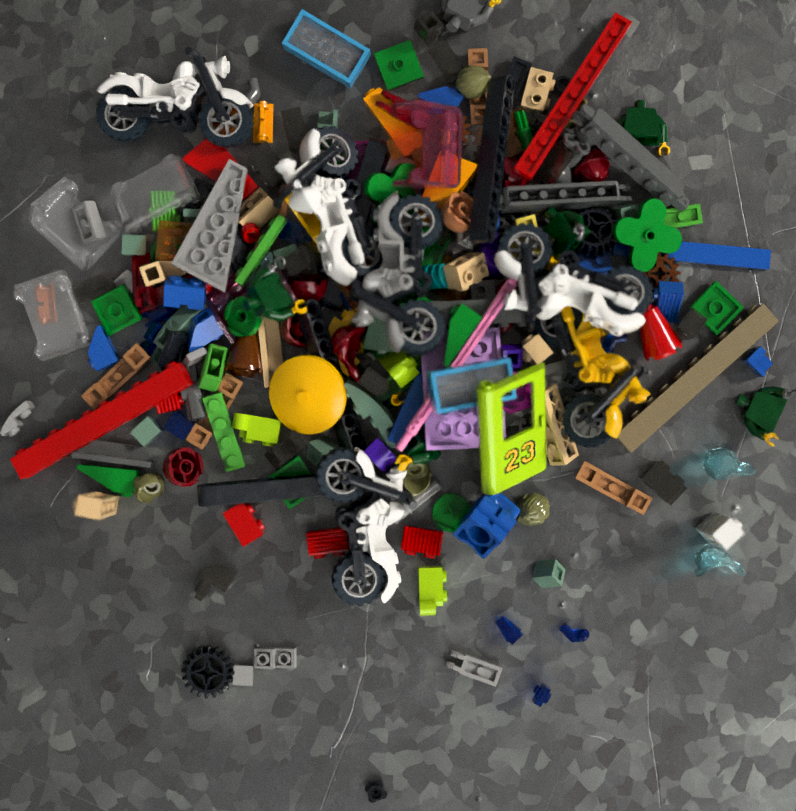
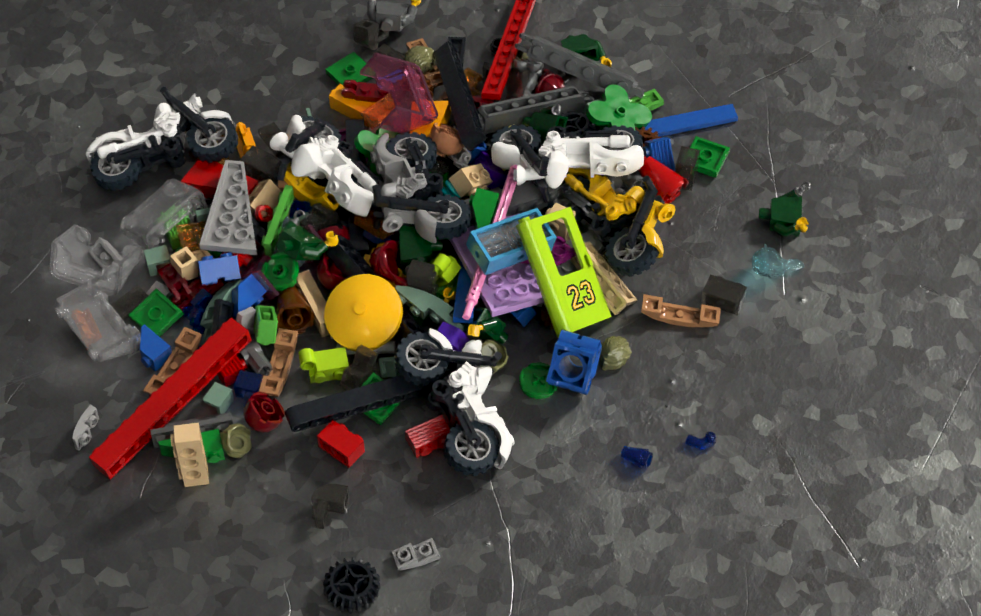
camera: 20 degrees left, 35 degrees down
(223, 433) = (291, 373): bright green plate -> none
(243, 674) = (389, 580): light grey tile -> none
(326, 49) = (282, 73): brick -> none
(421, 498) = (495, 386): light grey axle -> none
(421, 541) = (520, 407): red brick -> none
(431, 589) = (545, 442): lime hinge -> none
(475, 668) = (617, 499): light grey hinge -> none
(523, 129) = (477, 77): green axle -> none
(536, 91) = (478, 52): tan brick -> none
(542, 694) = (694, 491): clear blue plate -> none
(548, 573) = (653, 398): sand green panel -> none
(696, 376) = (712, 211): dark tan brick -> none
(712, 556) = (802, 335): clear light blue piece -> none
(720, 530) = (790, 297): white brick -> none
(758, 361) = (760, 184): blue panel -> none

